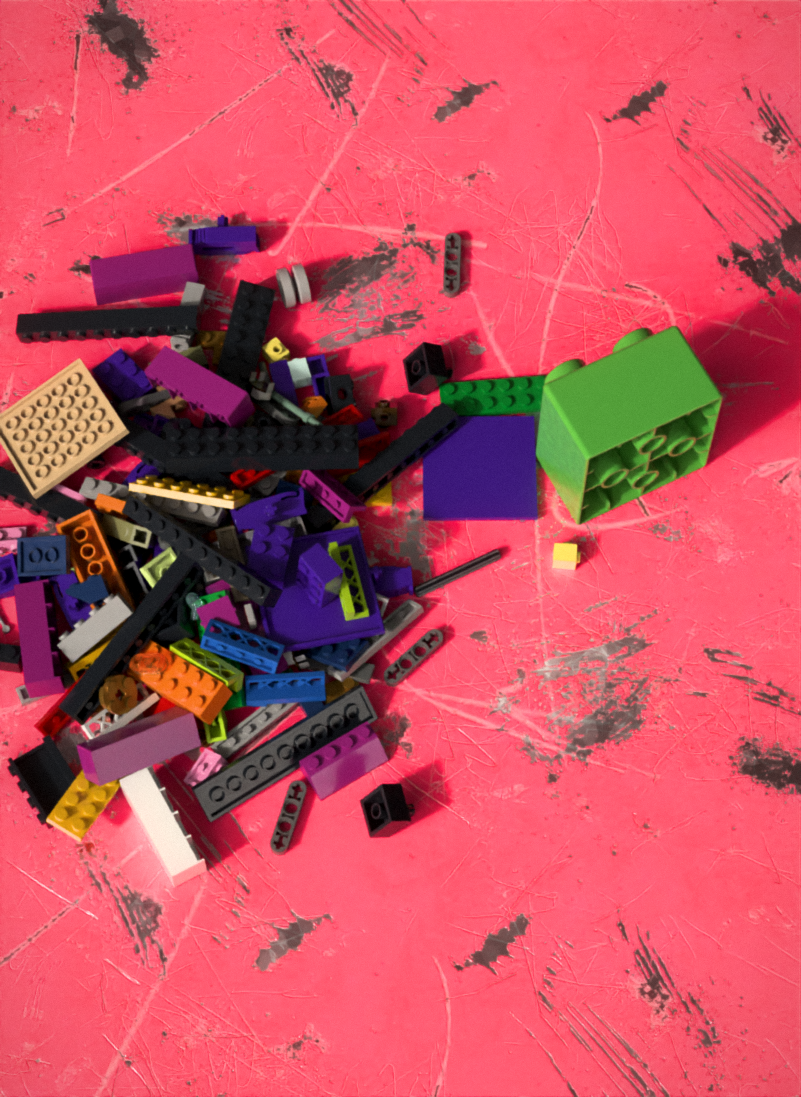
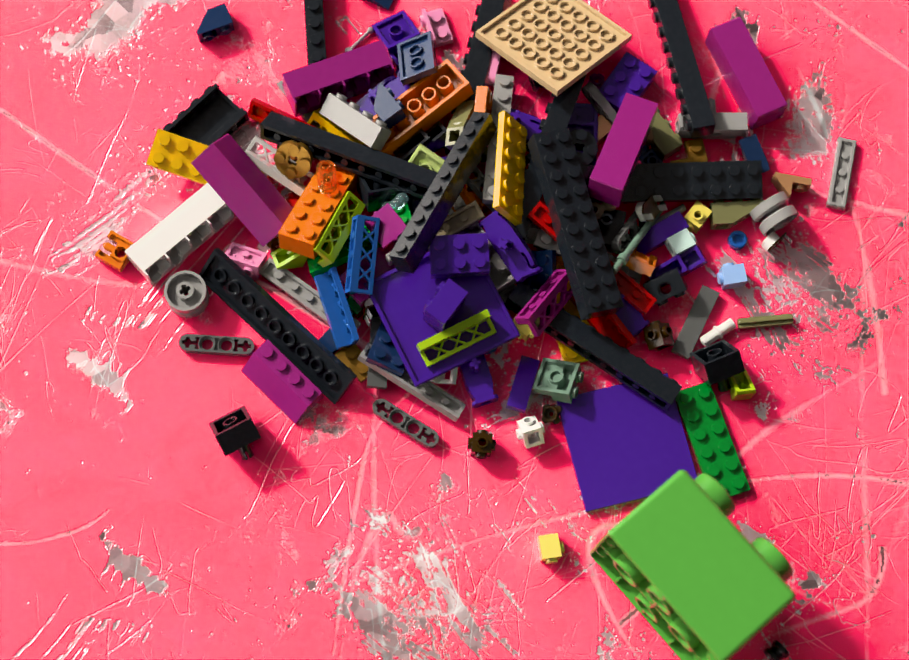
camera: 70 degrees right, 10 degrees up
(171, 901) = (112, 260): none -> orange brick
(224, 239) = (808, 136): dark purple piece -> none
(224, 289) = (752, 150): none -> dark blue slope
(233, 822) = (181, 284): none -> light grey wheel
(265, 269) = (787, 182): none -> medium nougat slope
(266, 224) = (841, 173): none -> light grey tile
(280, 321) = (729, 214): none -> olive slope
(307, 327) = (737, 240): none -> blue tile
(318, 296) = (772, 241): none -> piece
(342, 338) = (732, 276): none -> light blue brick
(378, 381) = (695, 322): none -> dark grey tile
(393, 321) = (765, 321): none -> olive axle
(393, 364) = (718, 332): none -> white axle
(402, 543) = (522, 384): none -> dark purple slope
(406, 509) = (558, 379): none -> sand green plate
(441, 524) = (547, 409): none -> dark brown plate
(451, 545) = (530, 431): none -> white brick
(452, 265) = (849, 363): dark grey beam -> none
(452, 591) = (477, 450): none -> dark brown brick
(453, 356) = (741, 386): none -> slope
(457, 573) = (506, 446): black axle -> none

